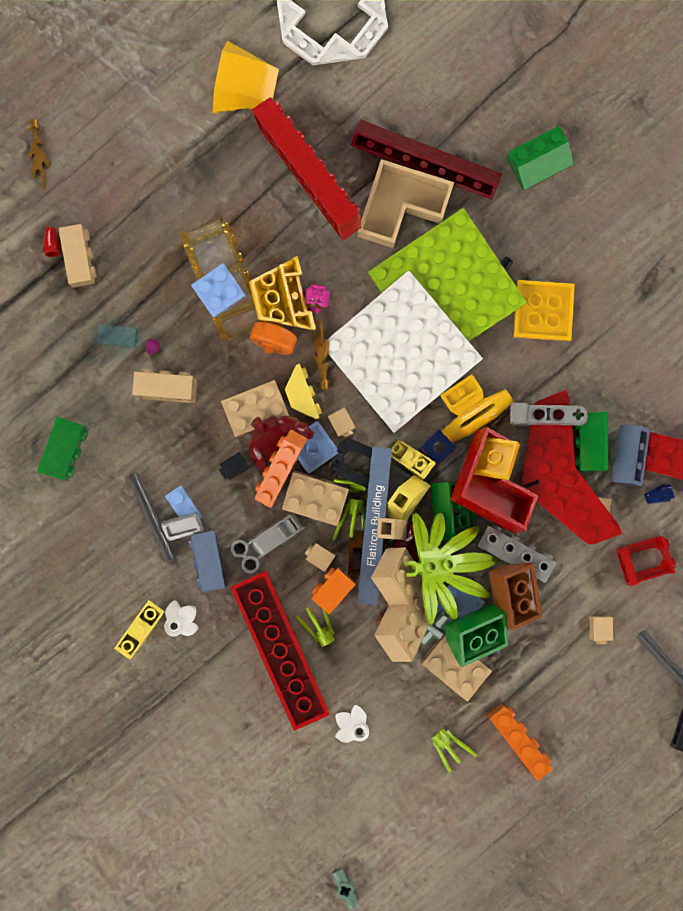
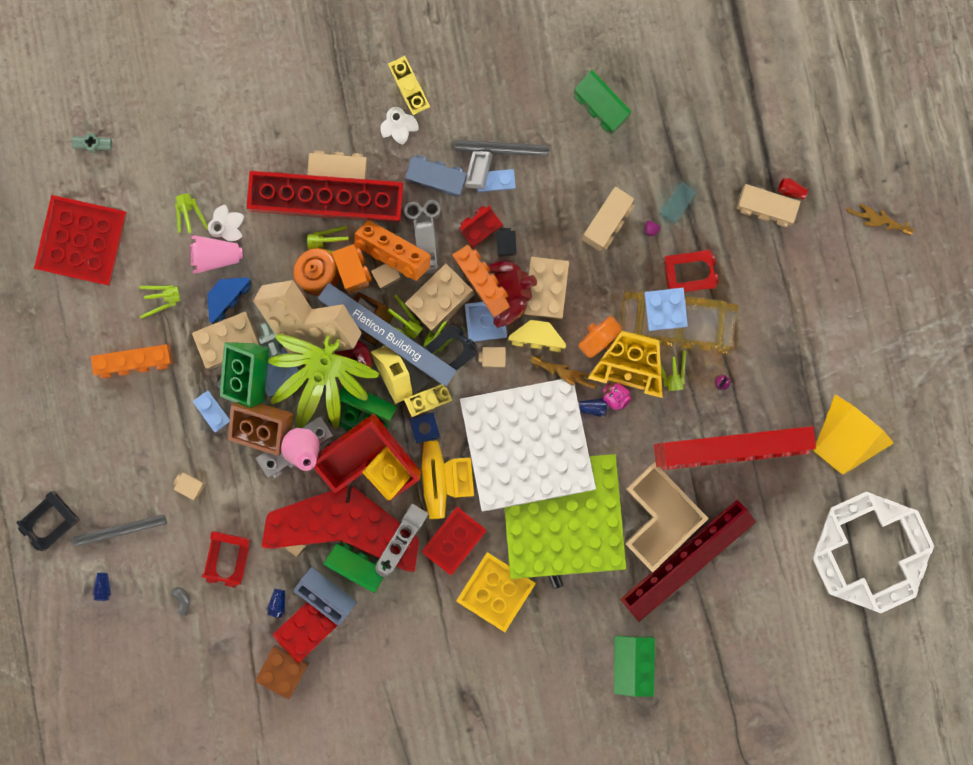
camera: 120 degrees right, 0 degrees up
(183, 308) = (705, 256): none -> red panel
(232, 497) = (480, 226): none -> red bracket
(246, 654) = (337, 165): none -> tan brick
(252, 216) = (719, 379): none -> magenta hinge
(275, 253) = (676, 380): none -> lime plant
(296, 562) = (392, 250): none -> orange brick
(337, 312) = (593, 407): none -> clear blue cone
(351, 621) = (315, 270): none -> orange wheel
(355, 773) = (185, 204): none -> lime plant
(385, 722) = (213, 253): none -> bright pink cone
(392, 528) = (375, 347): tan brick -> none
(417, 690) = (225, 296): none -> blue slope
(438, 849) = (80, 240): none -> red plate
(518, 545) = (301, 448): none -> bright pink cone
(520, 370) = (454, 541): none -> red plate
(524, 645) = (211, 411): none -> light blue plate

